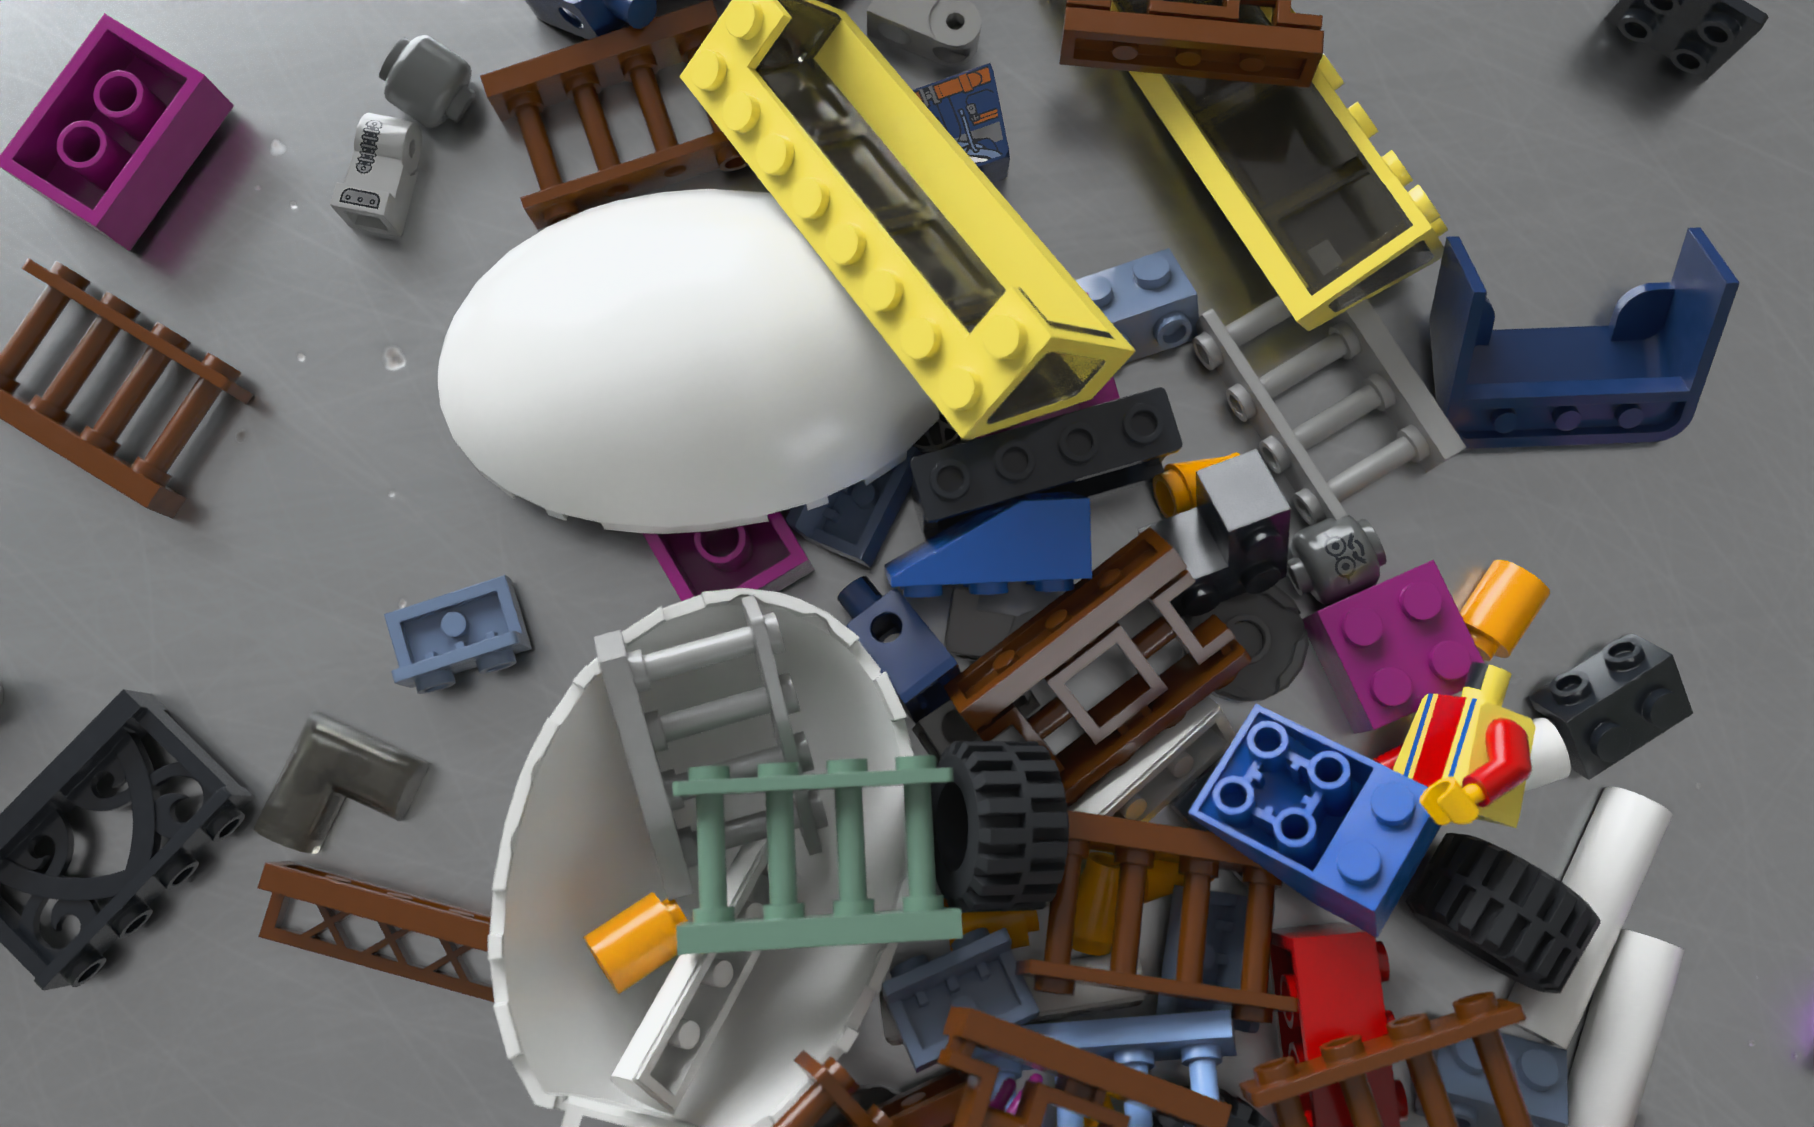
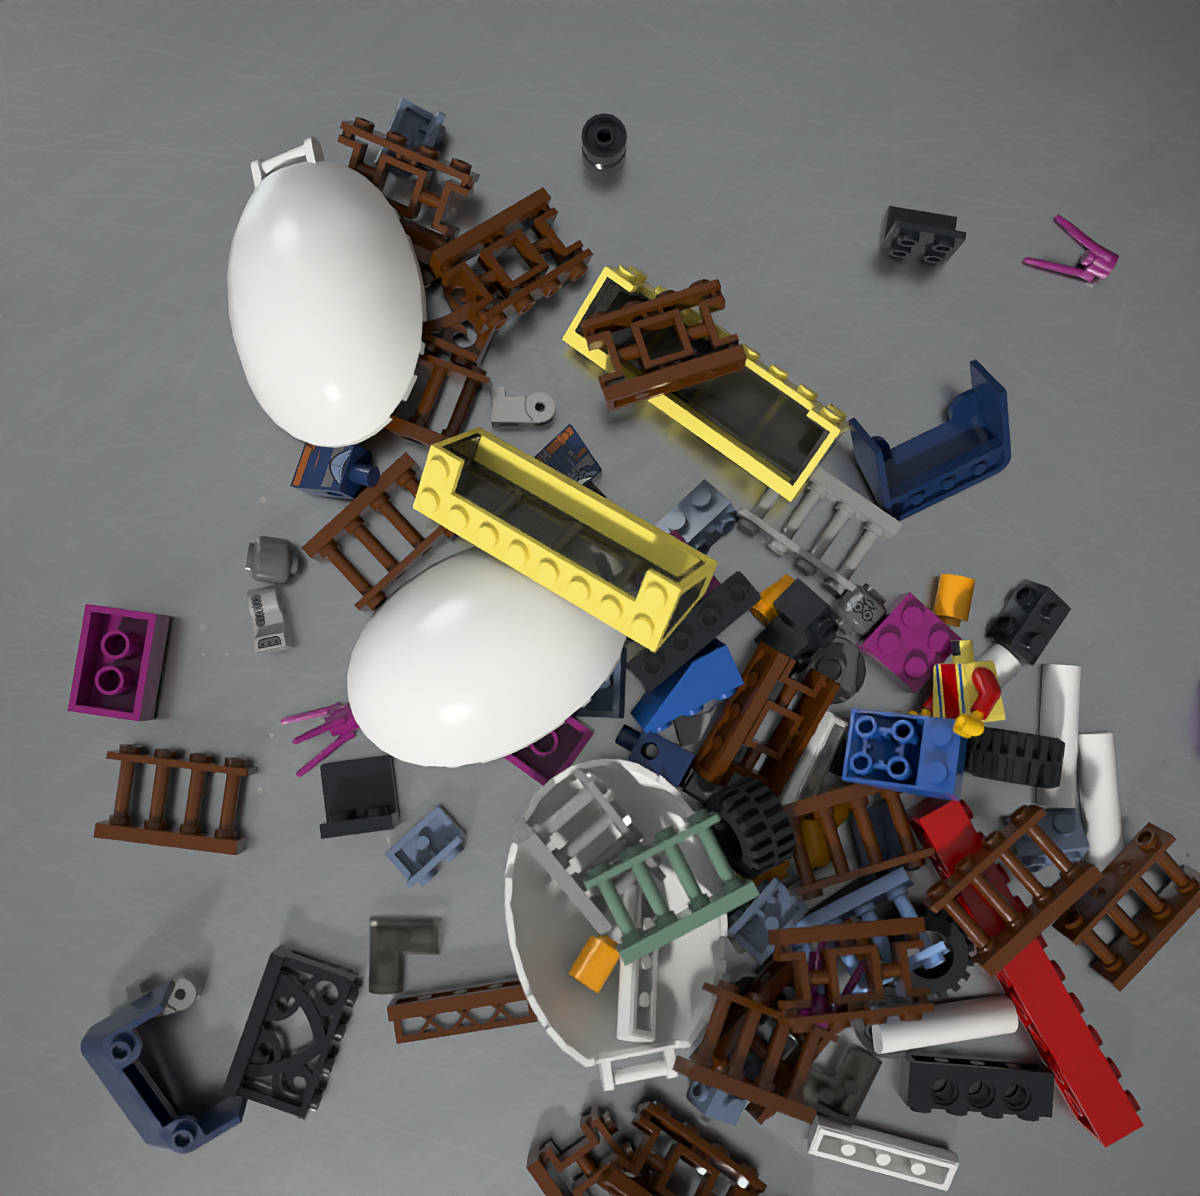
camera: 30 degrees left, 5 degrees up
(388, 507) = (358, 796): none -> black bracket
(410, 372) = (338, 722): none -> magenta plant

